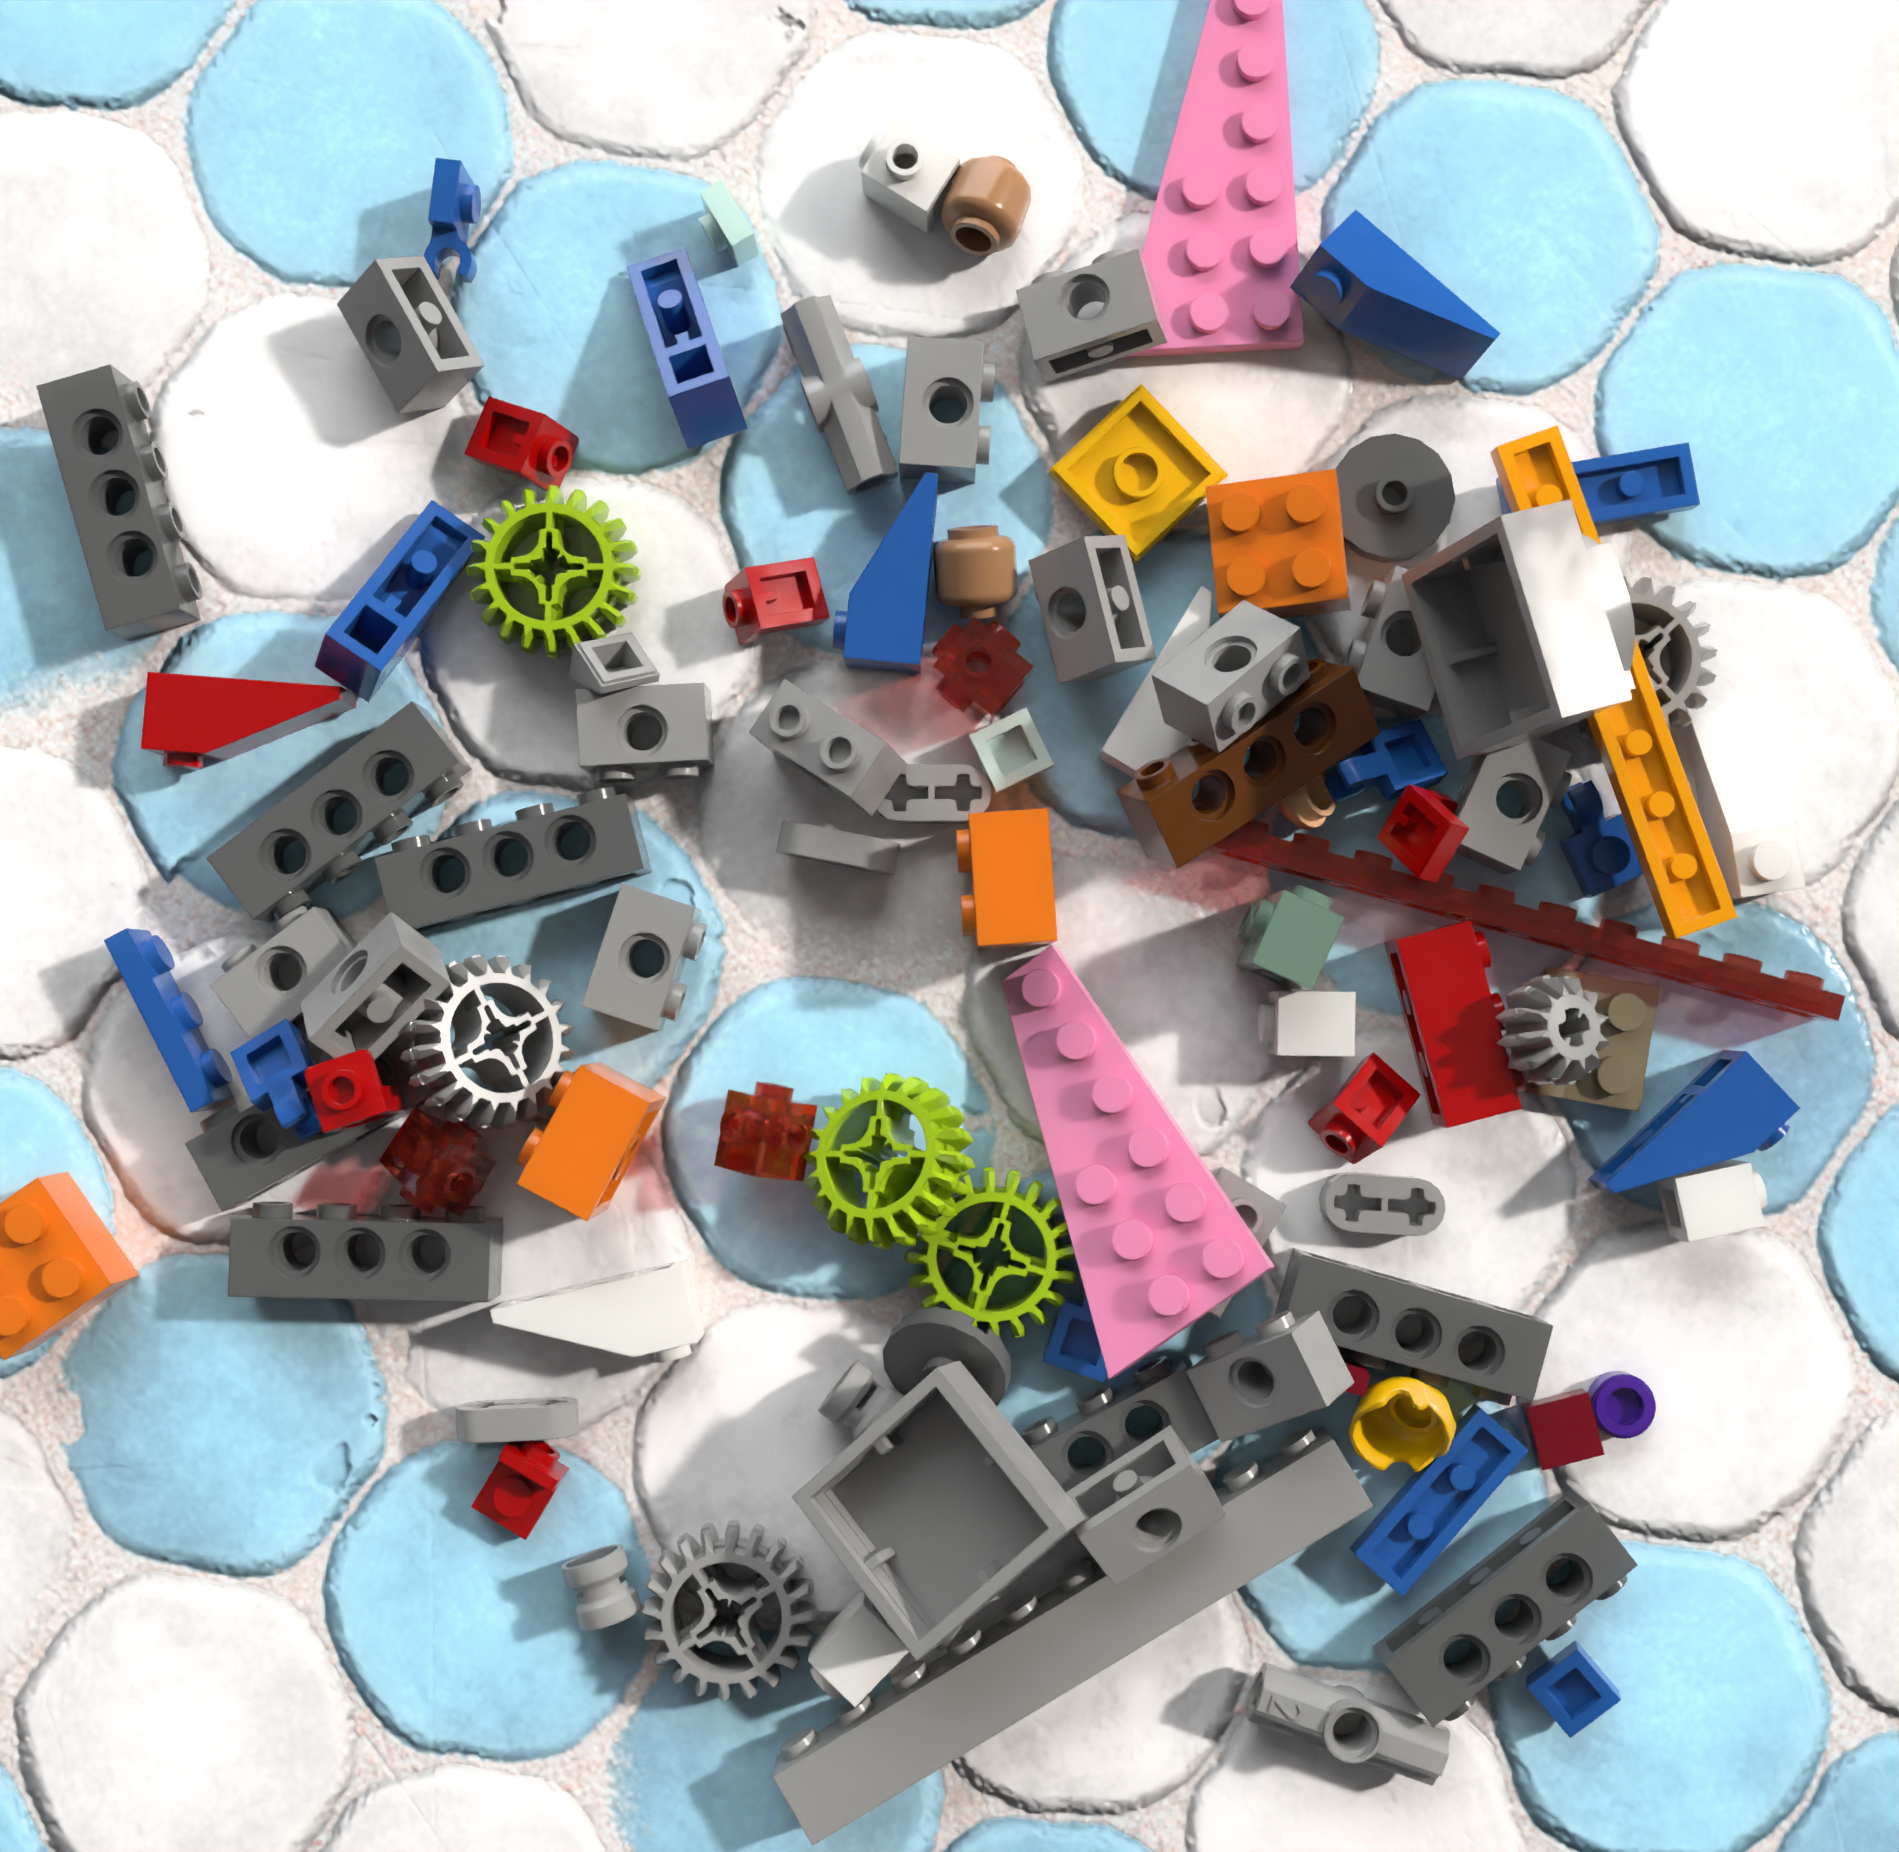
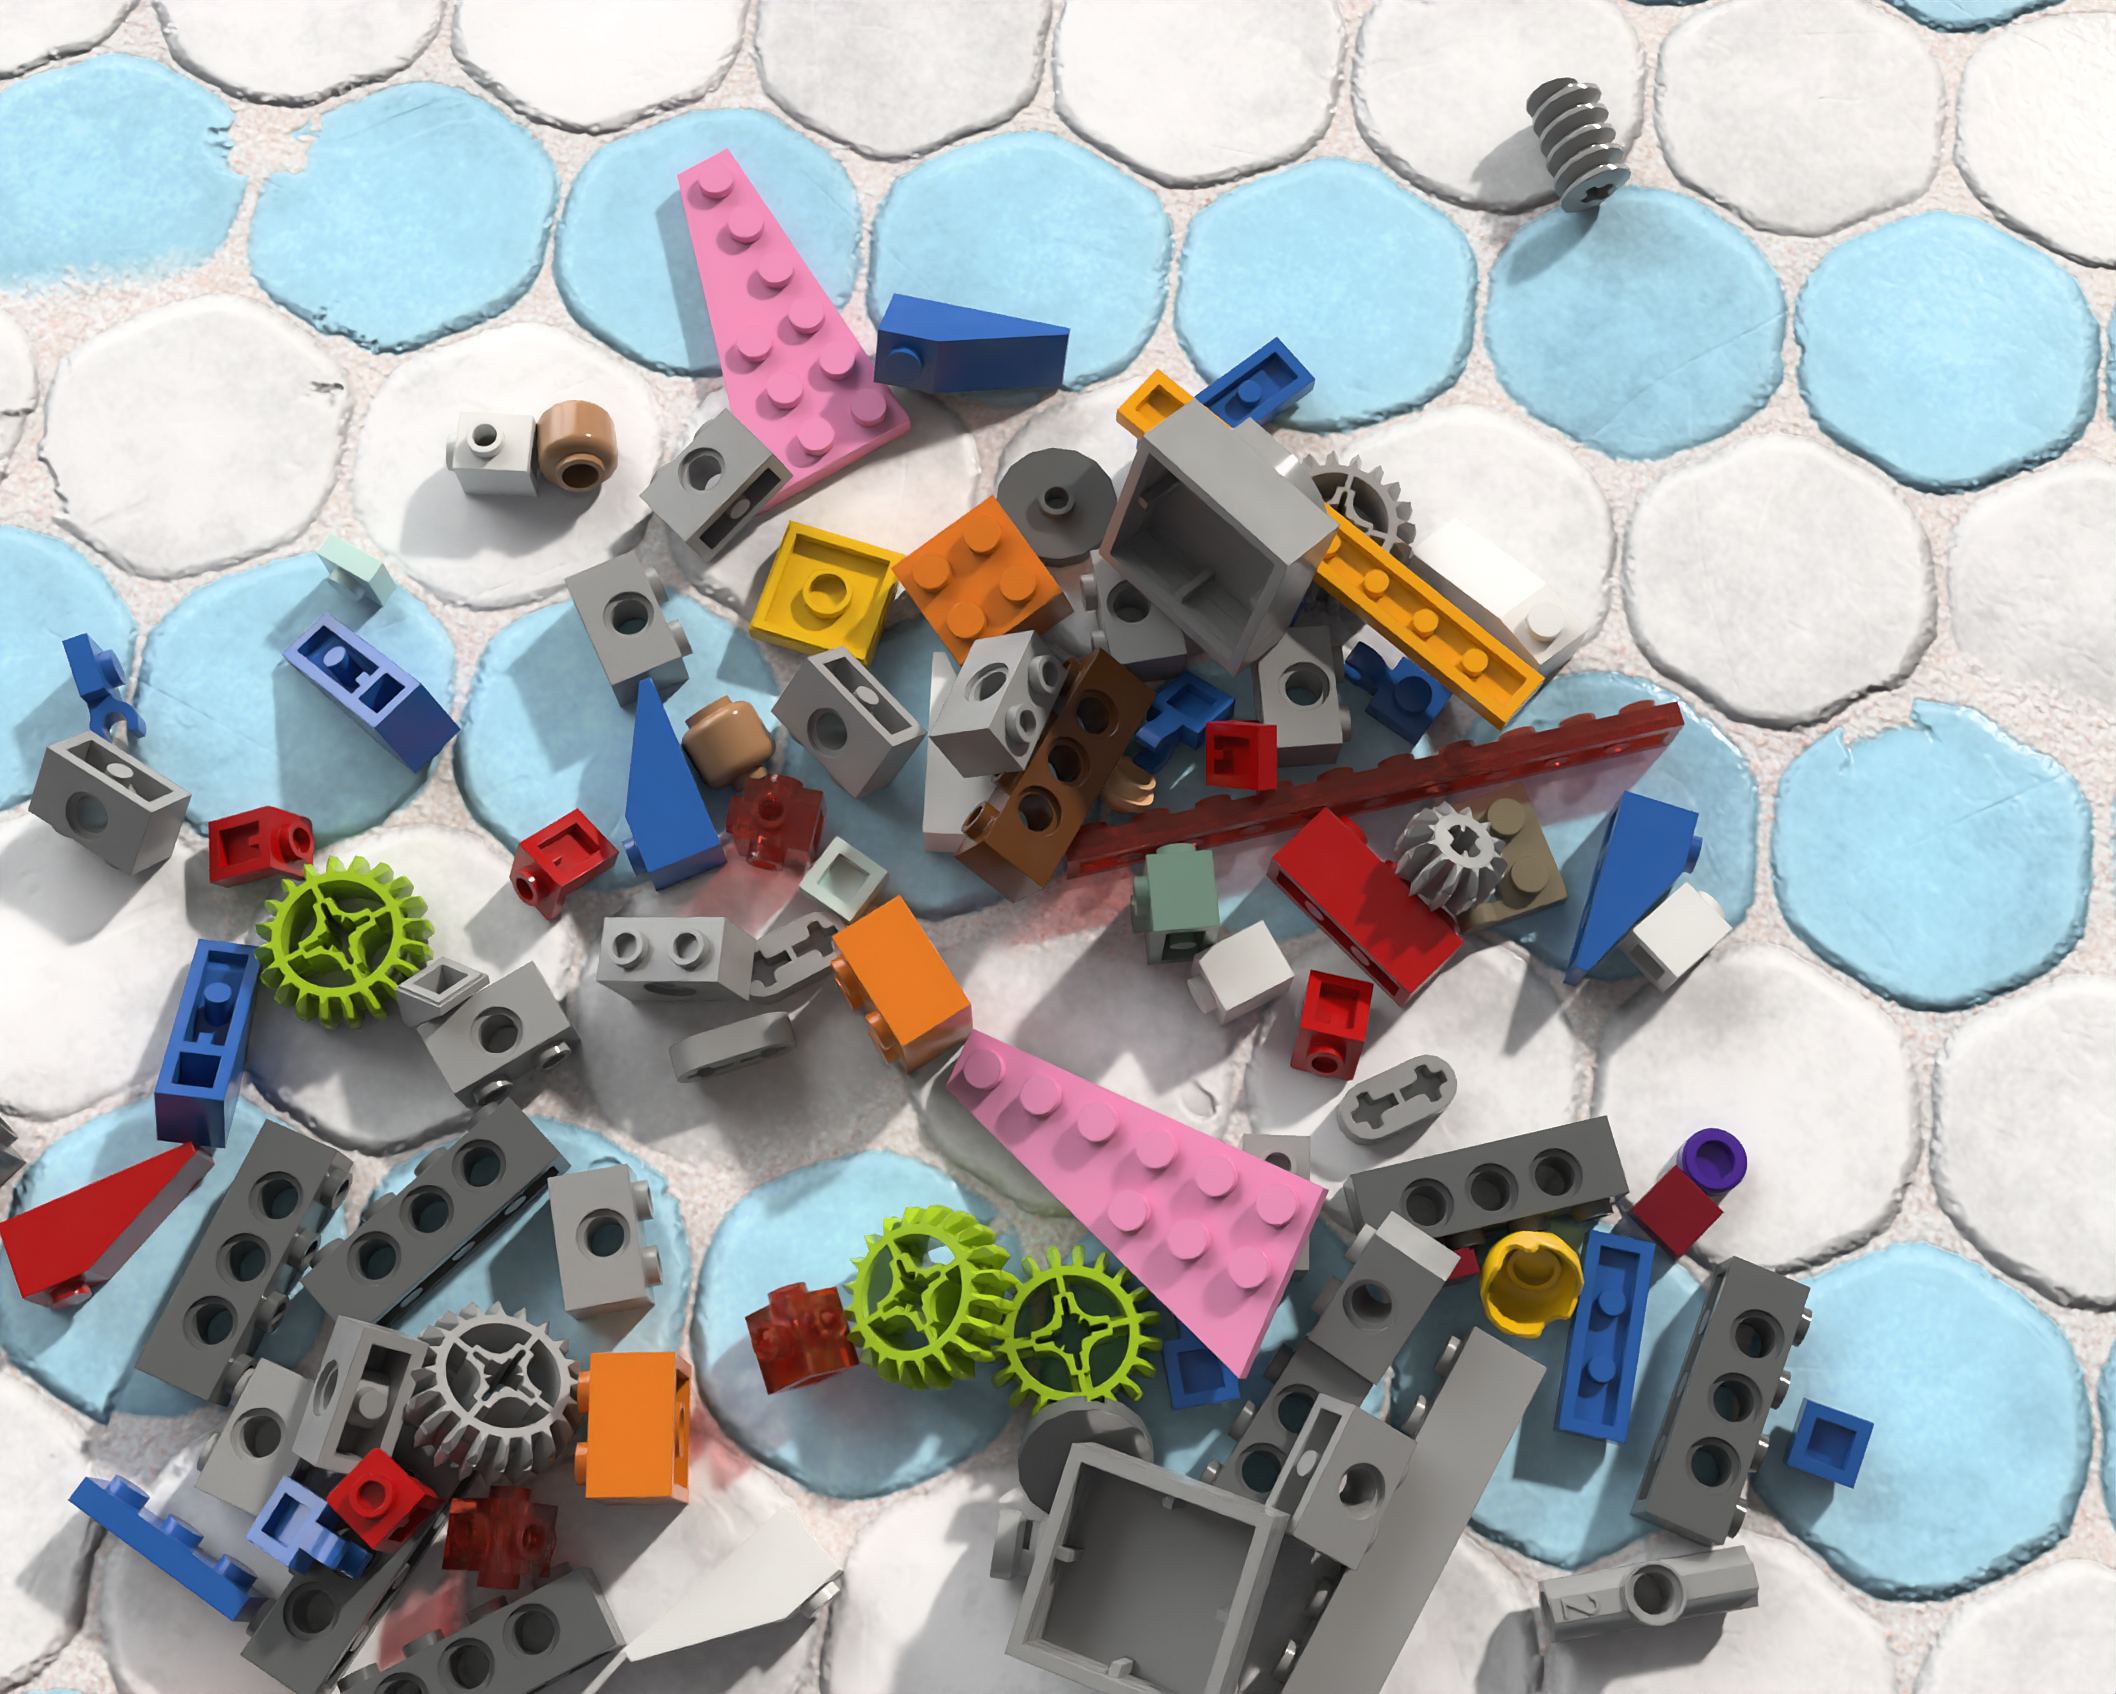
camera: 30 degrees left, 15 degrees down
(839, 394) = (529, 661): light grey piece -> none

